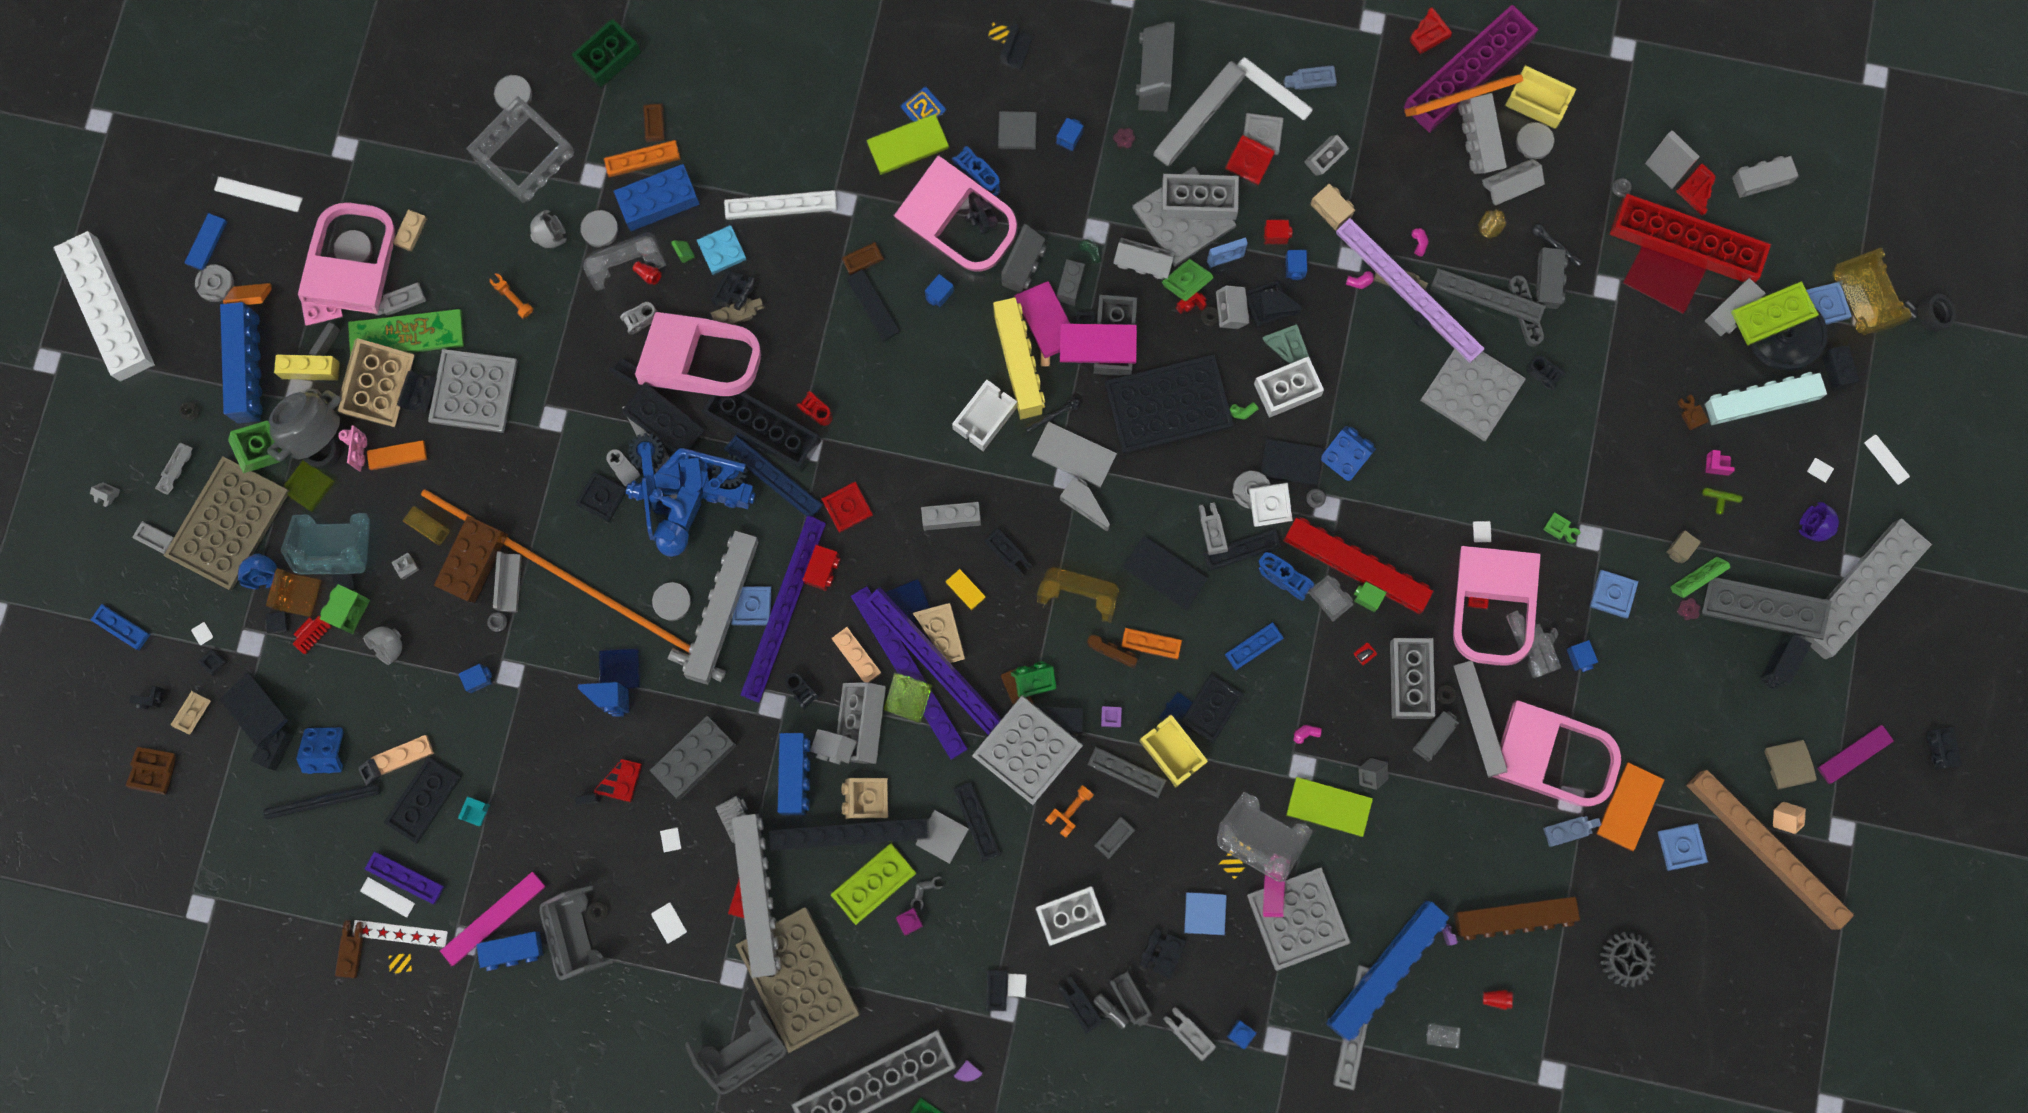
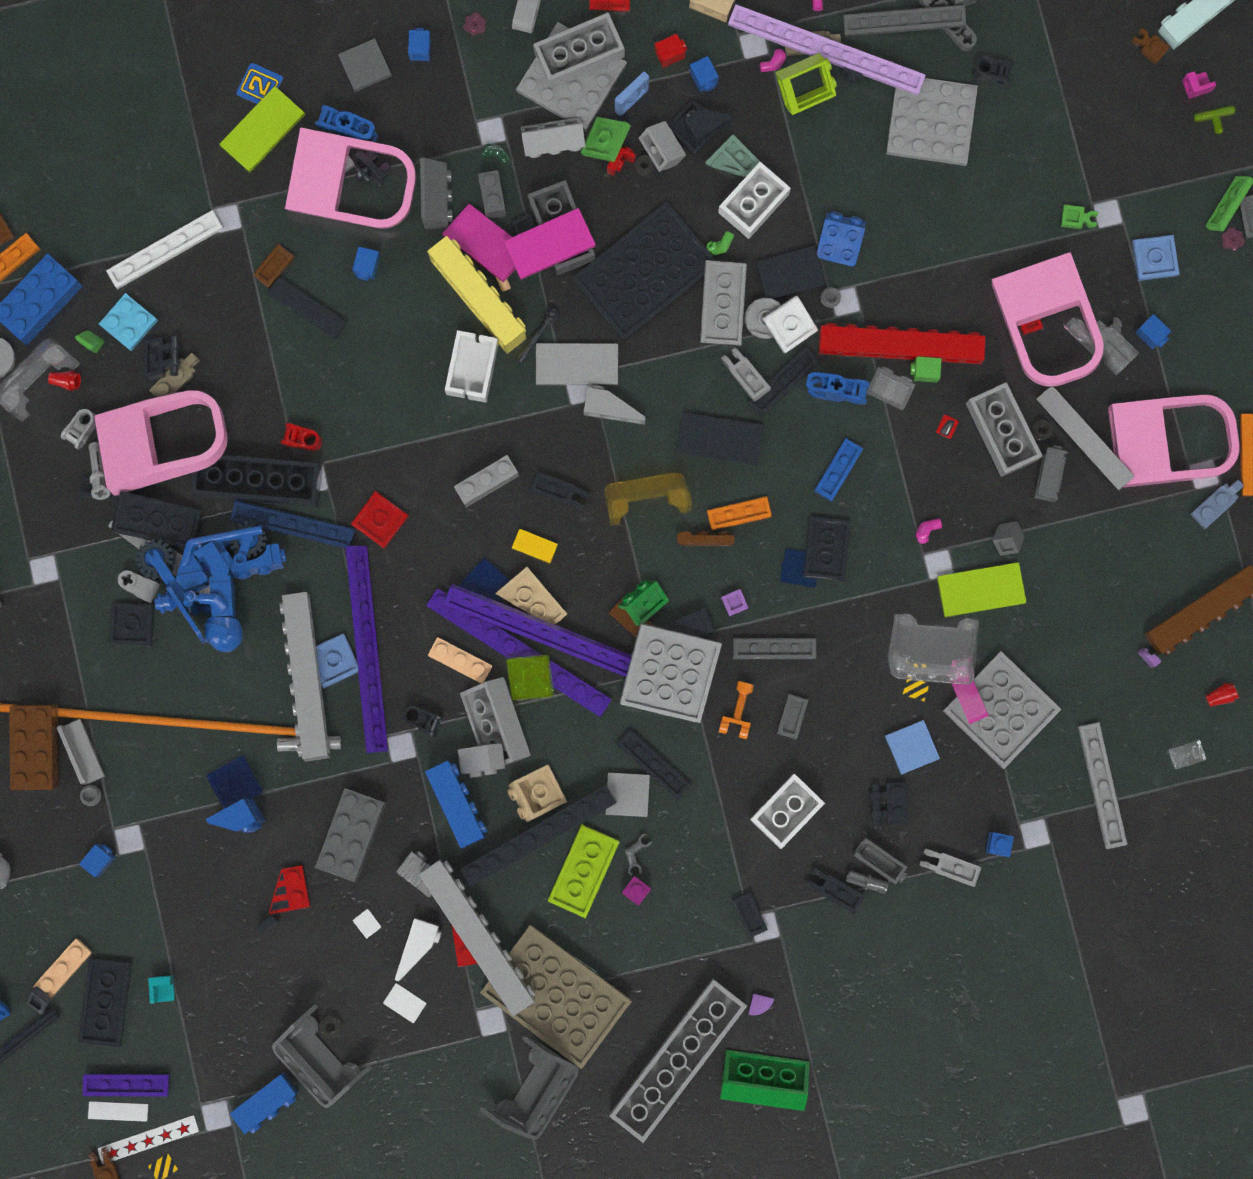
camera: 30 degrees left, 5 degrees up
(492, 919) = (232, 1082): dark pink tile -> none
(632, 362) = (97, 477): none -> light grey pin
(671, 601) = (253, 693): light grey tile -> none
(706, 876) = (420, 941): none -> white slope
(821, 568) = (384, 591): red brick -> none
(1016, 985) = (766, 900): white sticker -> none
(1173, 751) = (810, 607): light yellow piece -> none
(1222, 460) = (723, 303): none -> light grey tile
(1379, 325) = (813, 97): none -> lime window
(1387, 971) = (1108, 718): blue brick -> none
(1482, 531) = (1004, 255): white sticker -> none
(1683, 547) = (1200, 182): dark tan brick -> none

